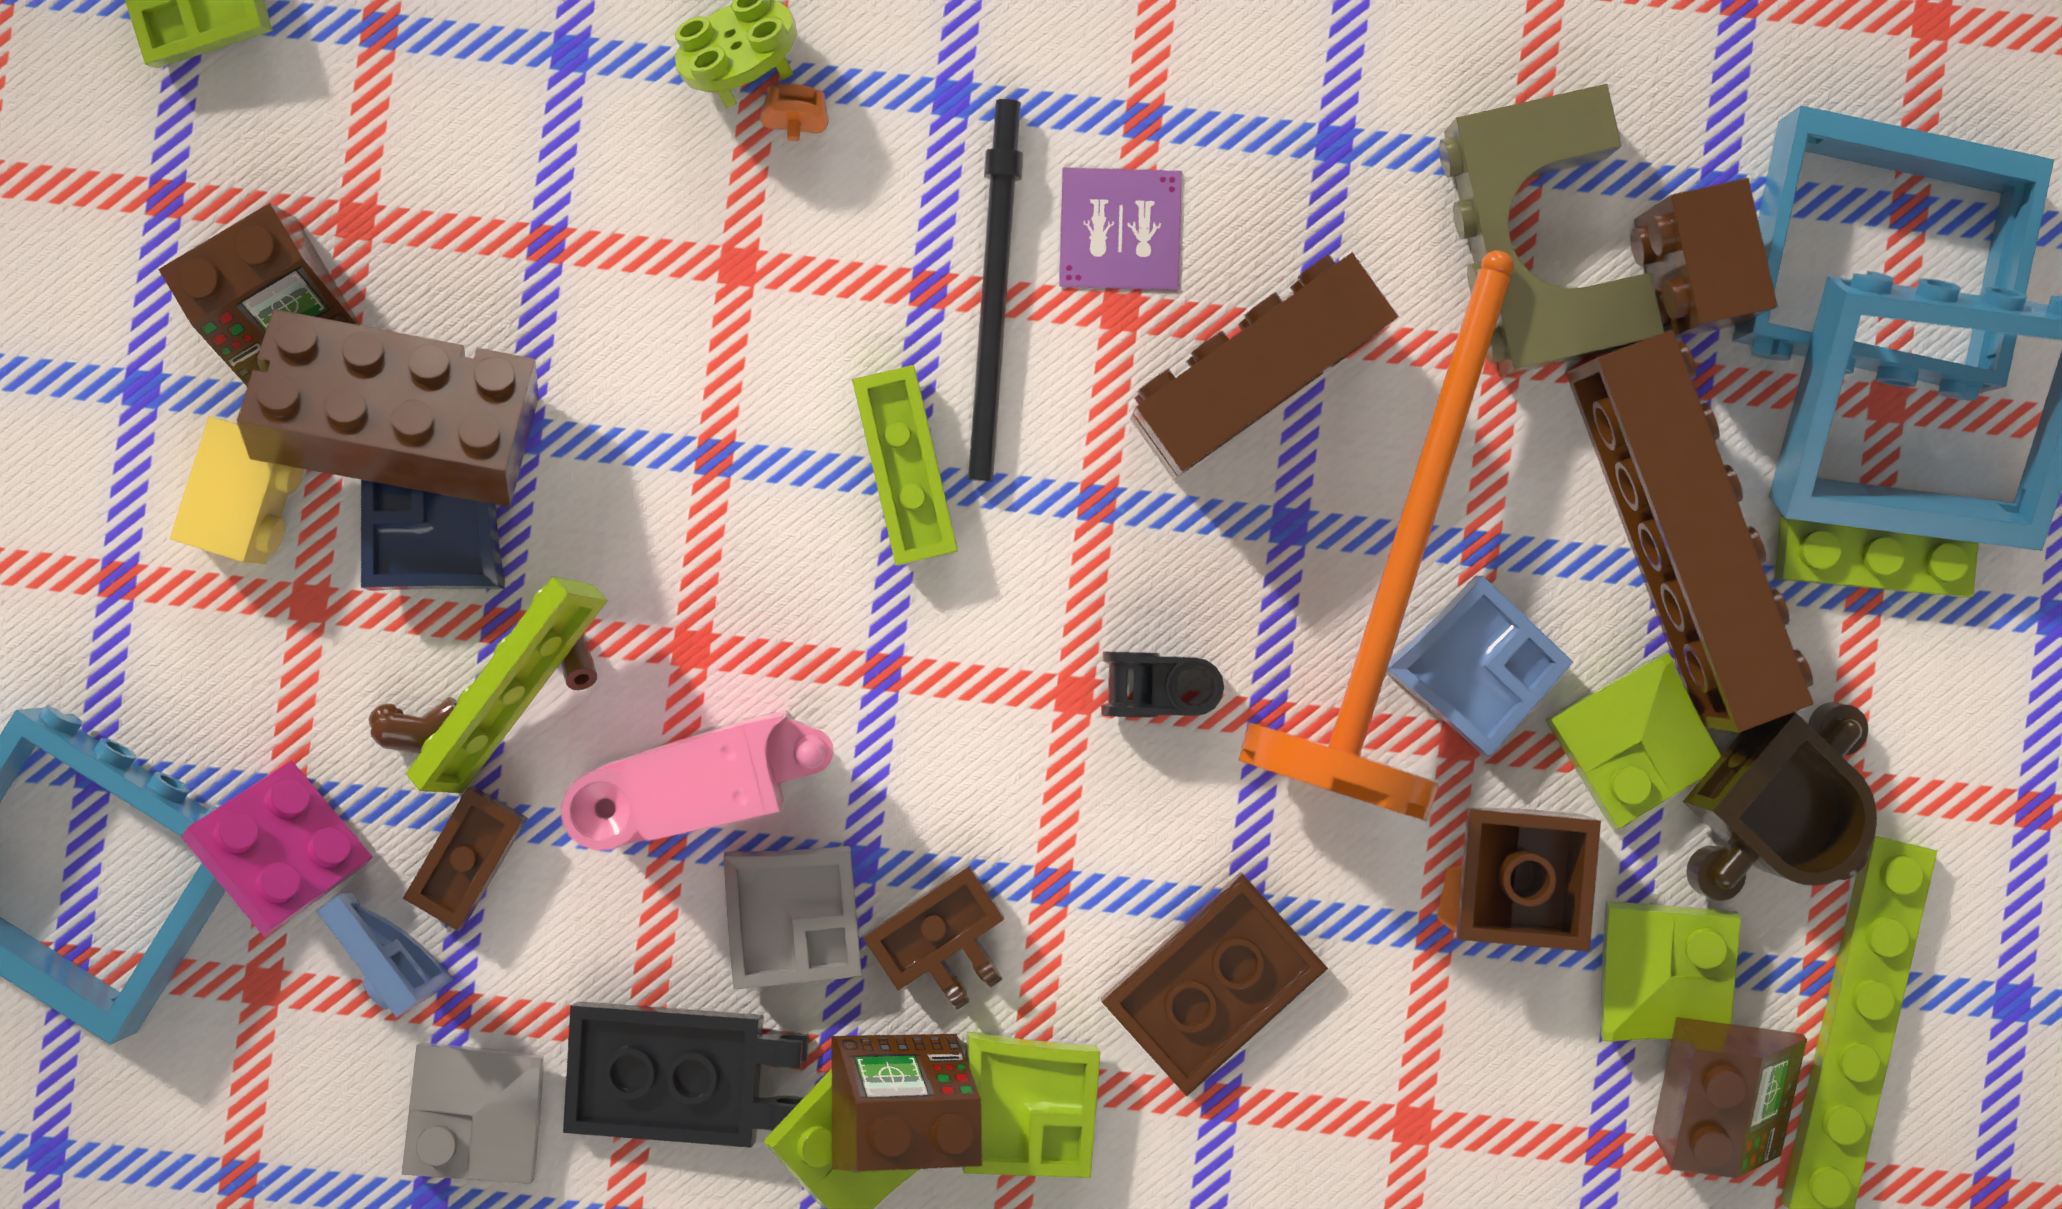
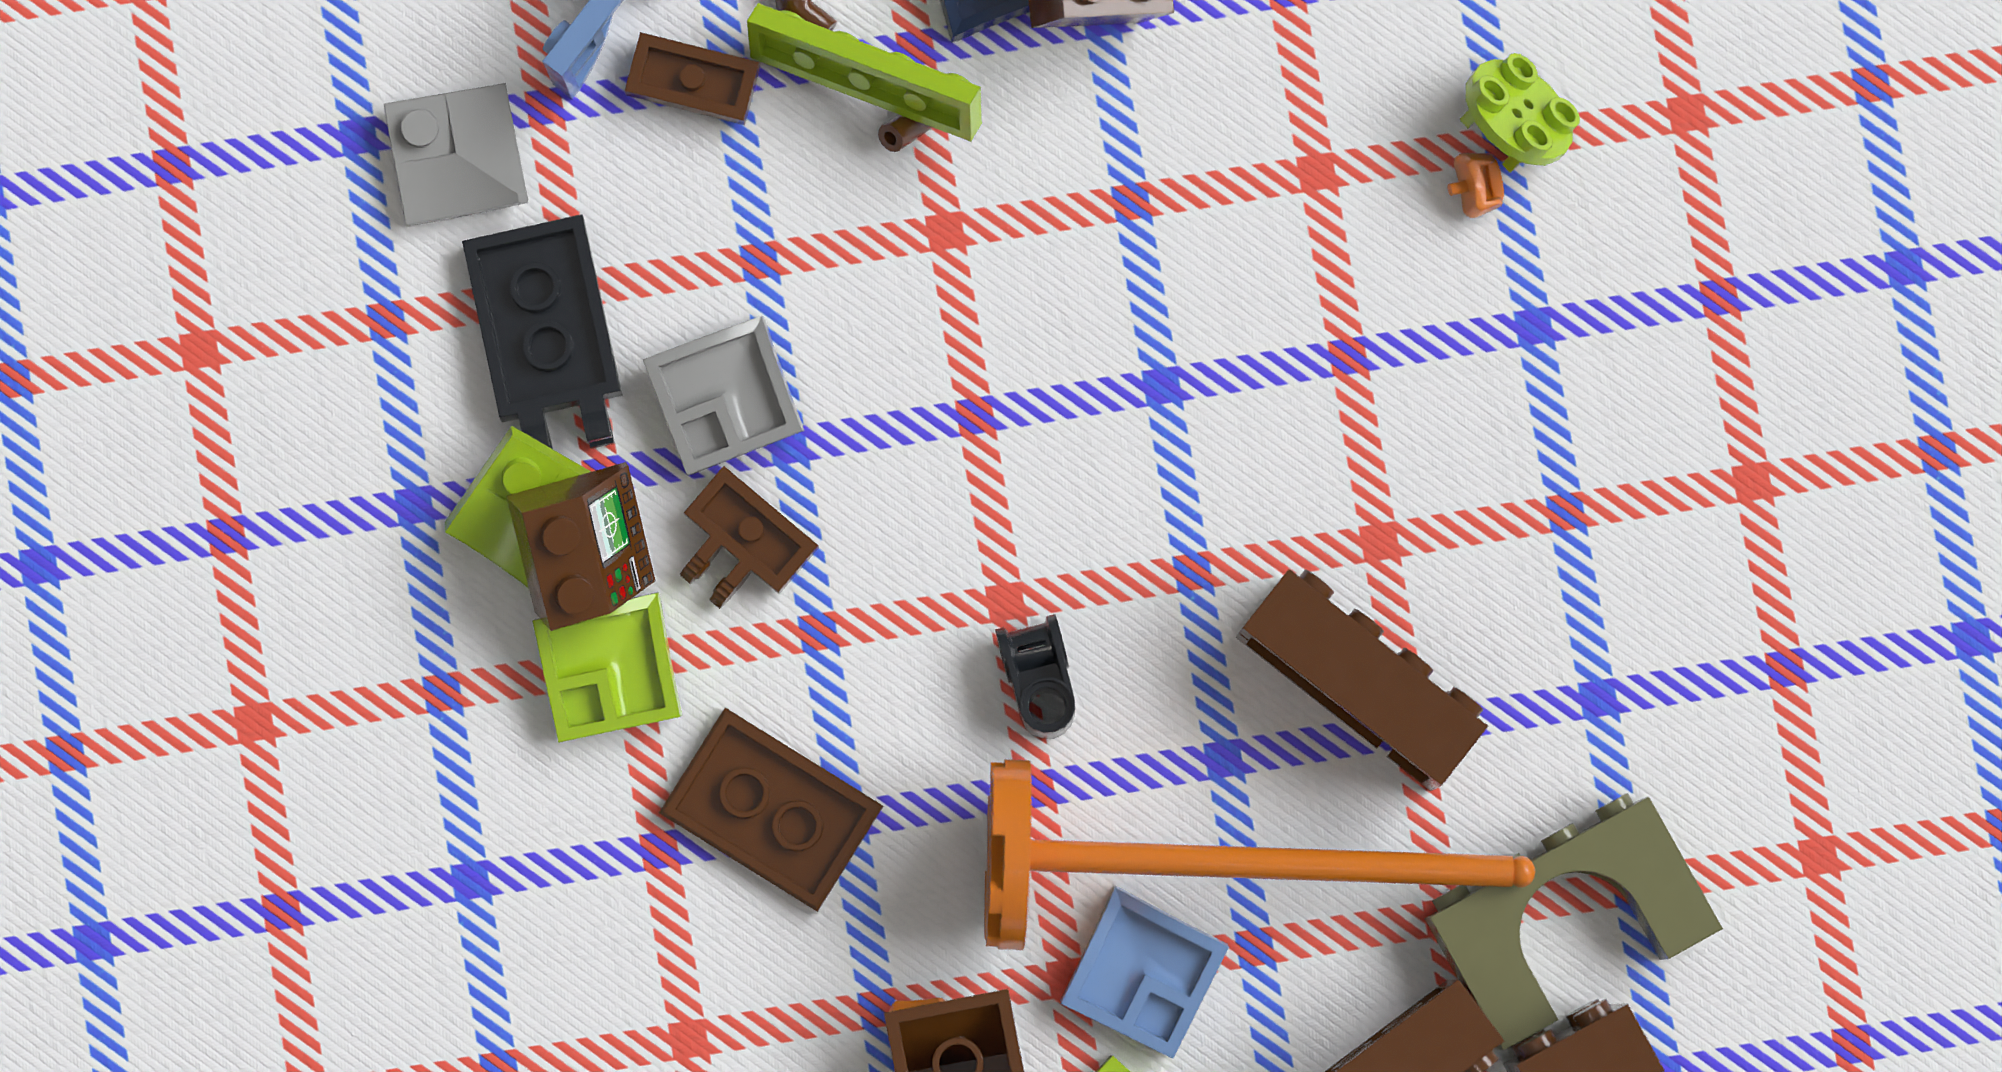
camera: 70 degrees right, 5 degrees down
(693, 782) = (830, 269): bright pink piece -> none
(905, 465) = (1175, 380): lime plate -> none
(1003, 168) = (1481, 392): black bar -> none
(1120, 228) = (1458, 519): medium lavender sticker -> none

